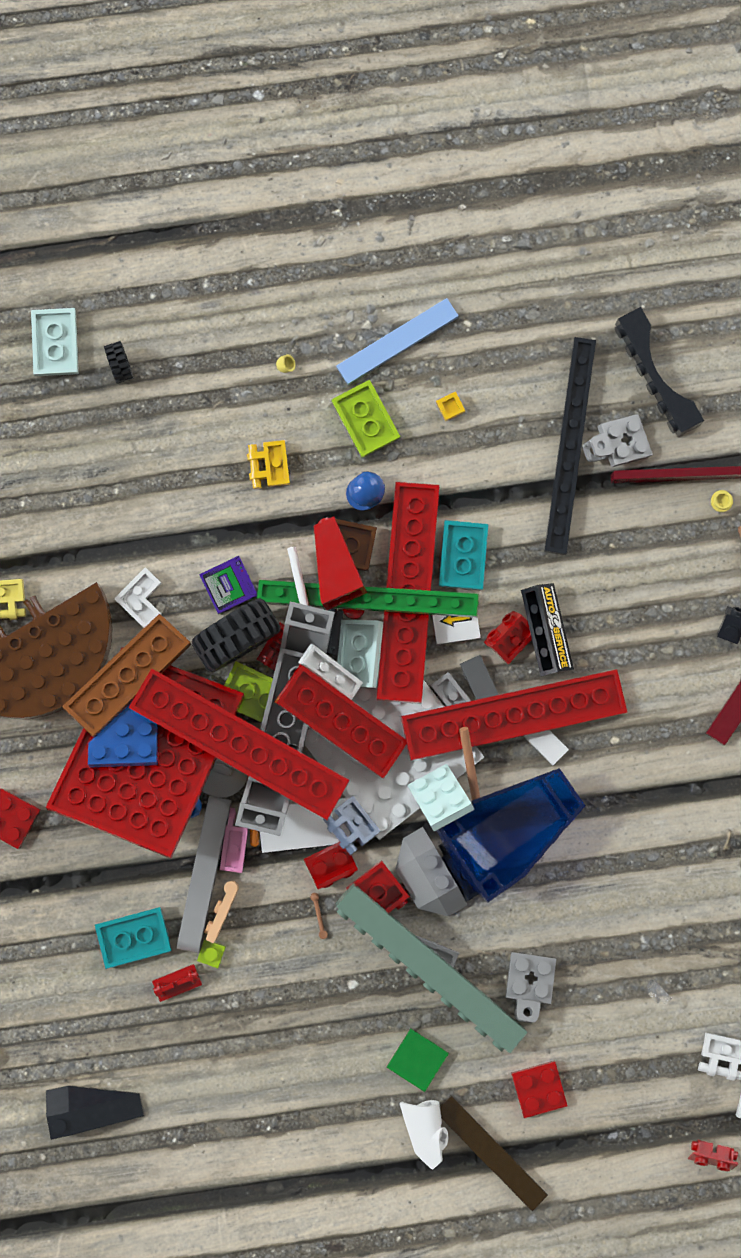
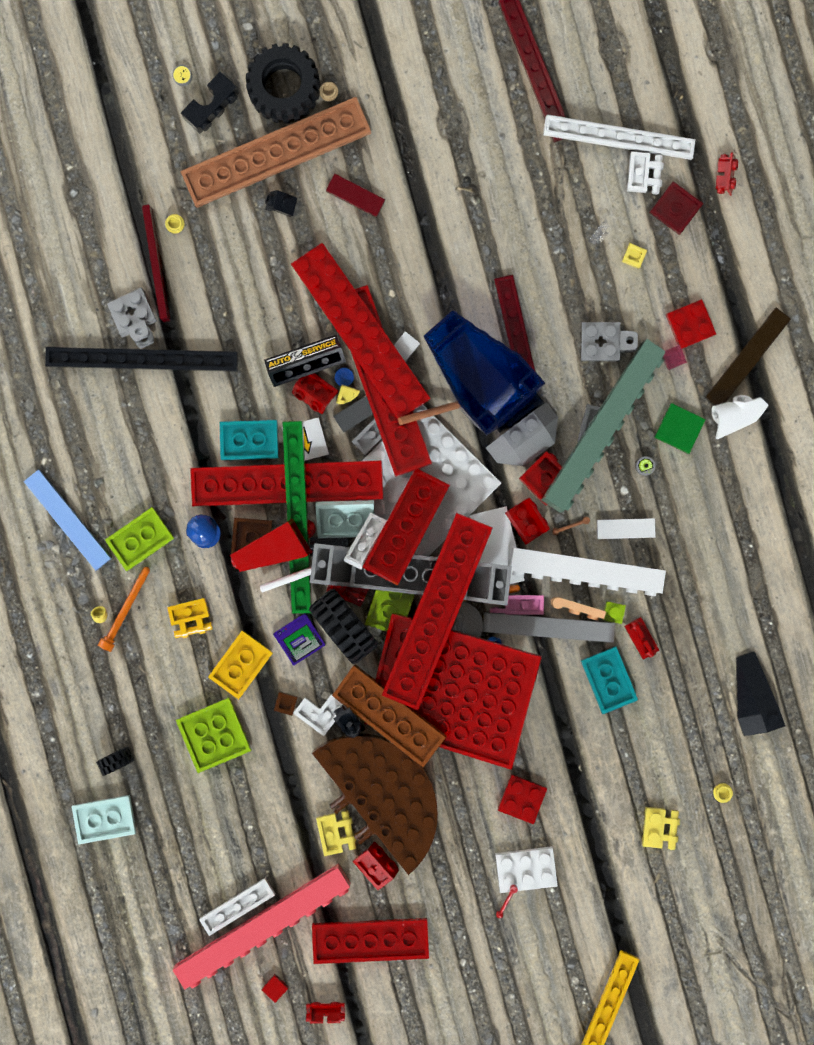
camera: 100 degrees left, 5 degrees up
(125, 742) = (447, 709): blue plate -> none
(126, 628) = (348, 722): none -> black hips
(132, 475) = (213, 735): none -> lime plate
(157, 560) = (285, 703): none -> reddish brown plate
(208, 514) = (240, 664): none -> yellow plate
(253, 369) = (107, 642): none -> orange piece
(264, 927) = (587, 570): none -> white brick
(307, 980) = (626, 528): none -> white tile
(356, 821) = (488, 503): sand blue plate -> none
(378, 1012) = (645, 466): none -> tile
(440, 797) = (460, 433): light aqua plate -> none
(450, 406) = (119, 466): yellow plate -> none
(502, 1063) = (674, 357): none -> clear pink plate
(503, 673) = (346, 394): none -> light yellow tile
(523, 673) = (344, 376): none -> blue piece
(566, 878) = (513, 317): none -> dark red tile
(573, 697) = (360, 331): none -> red plate
(628, 1031) = (634, 255): none -> light yellow tile
(679, 1089) = (676, 208): none -> dark red tile
(680, 411) = (100, 267): black arch -> none

